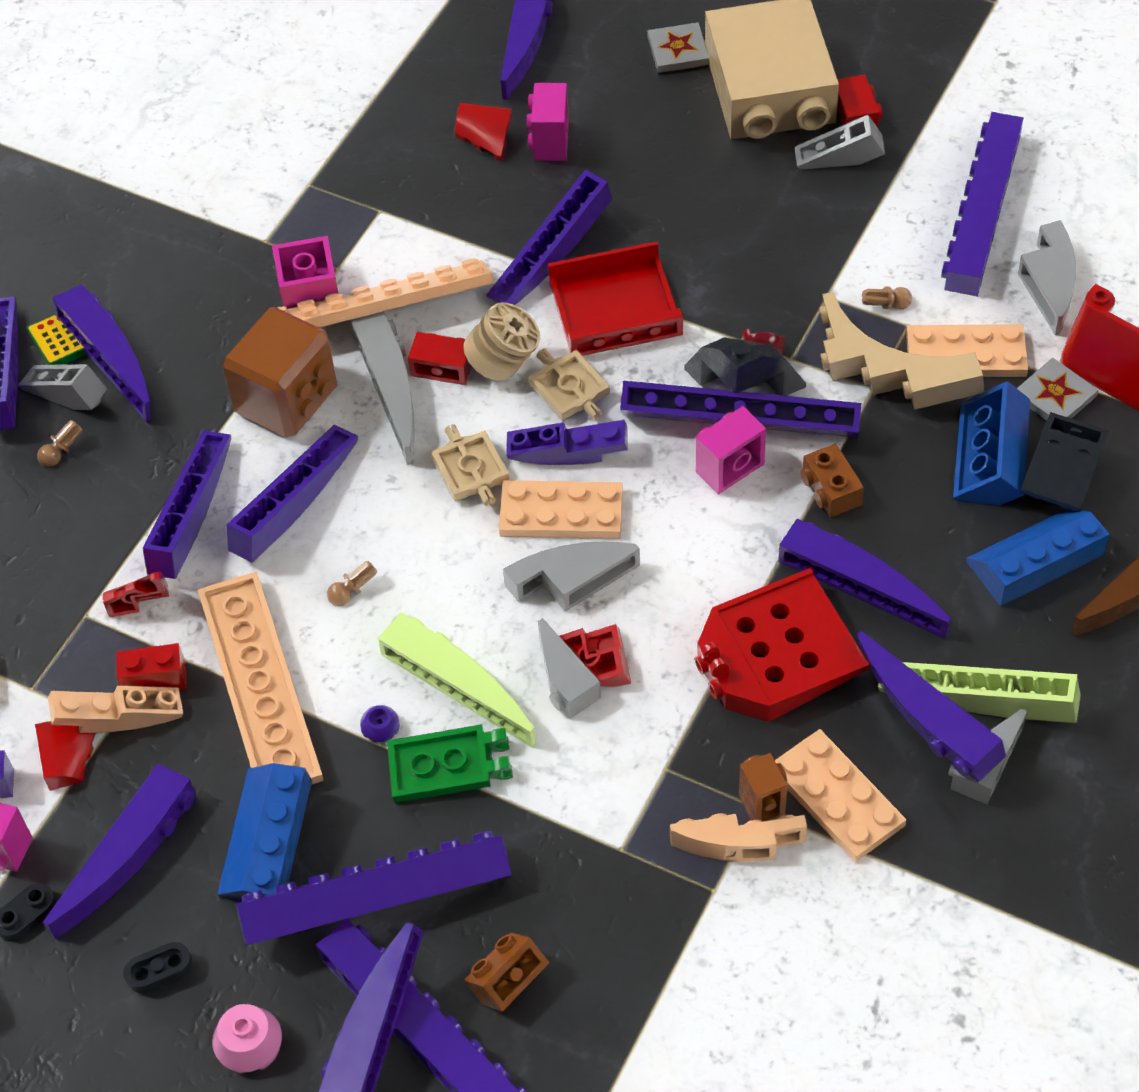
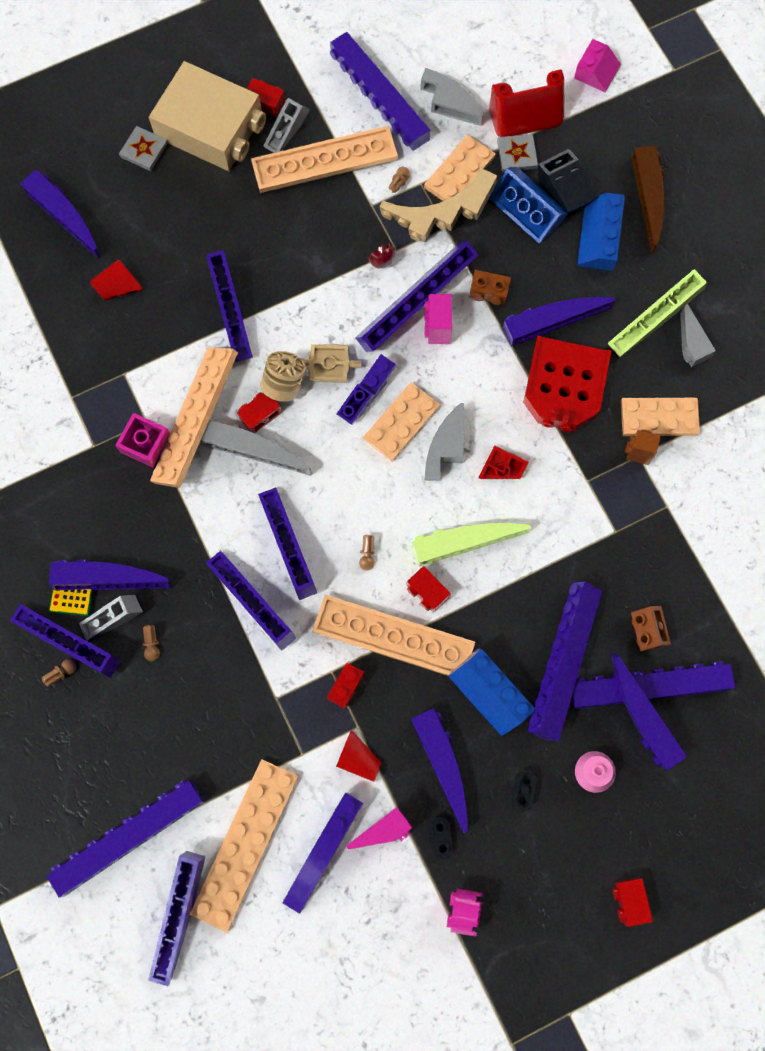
camera: 55 degrees left, 20 degrees up
(118, 711) = (356, 719): light nougat slope -> none
(126, 598) = (289, 664): red slope -> none
(280, 372) = (213, 497): dark orange plate -> none
(352, 677) = (427, 589): none -> red brick
(379, 732) = (465, 600): dark purple plate -> none
(446, 762) = (509, 579): green tile -> none
(470, 465) = (340, 446): tan plate -> none
(548, 121) = (147, 247): dark pink brick -> none
(569, 680) = (505, 489): light grey slope -> none
(614, 299) = (291, 304): red panel -> none
(723, 839) = (652, 478): light nougat slope -> none
(744, 365) = (393, 277): black brick -> none
(838, 211) = (324, 159): none -> light nougat plate
(934, 716) = (661, 345): dark purple slope -> none

